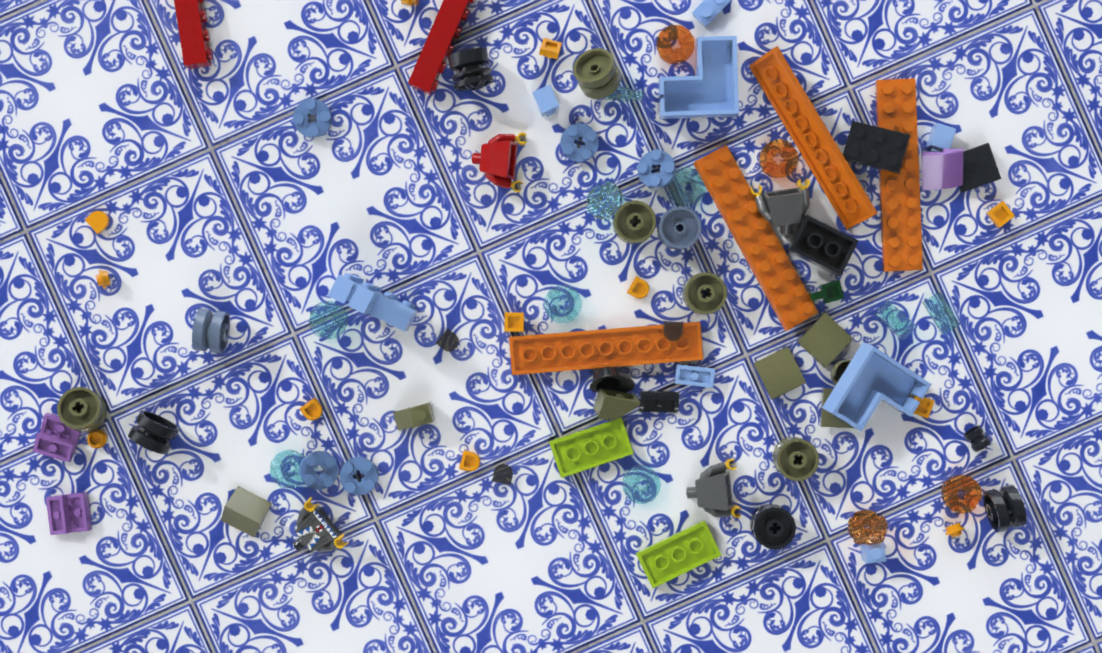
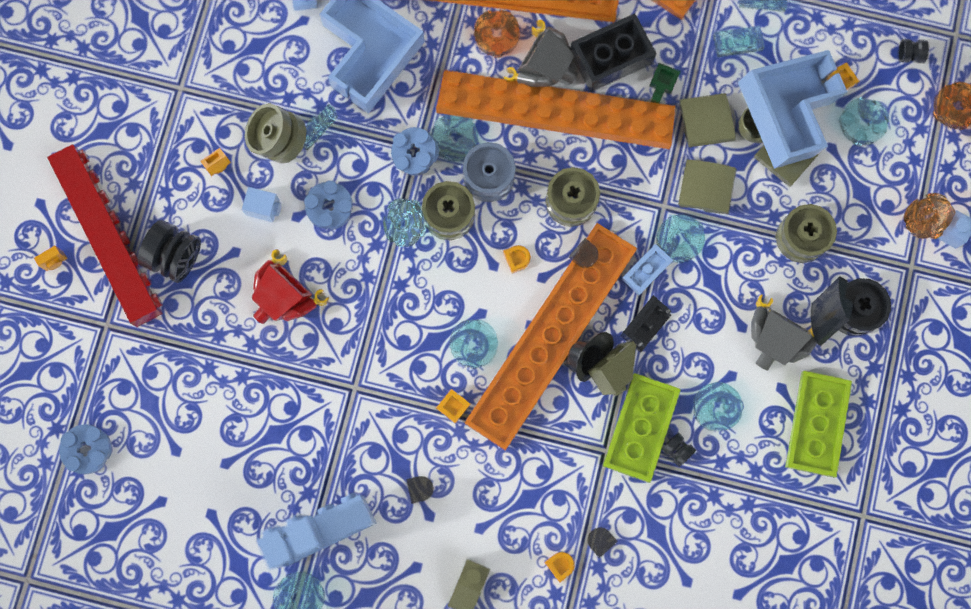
camera: 50 degrees left, 10 degrees down
(592, 483) = (682, 453): none -> black wheel
(674, 33) = (303, 56): clear orange plate -> none
(742, 385) = (692, 231): none -> clear light blue plate
(753, 510) = (830, 311): none -> black slope
(908, 450) = (858, 133): none -> clear light blue plate

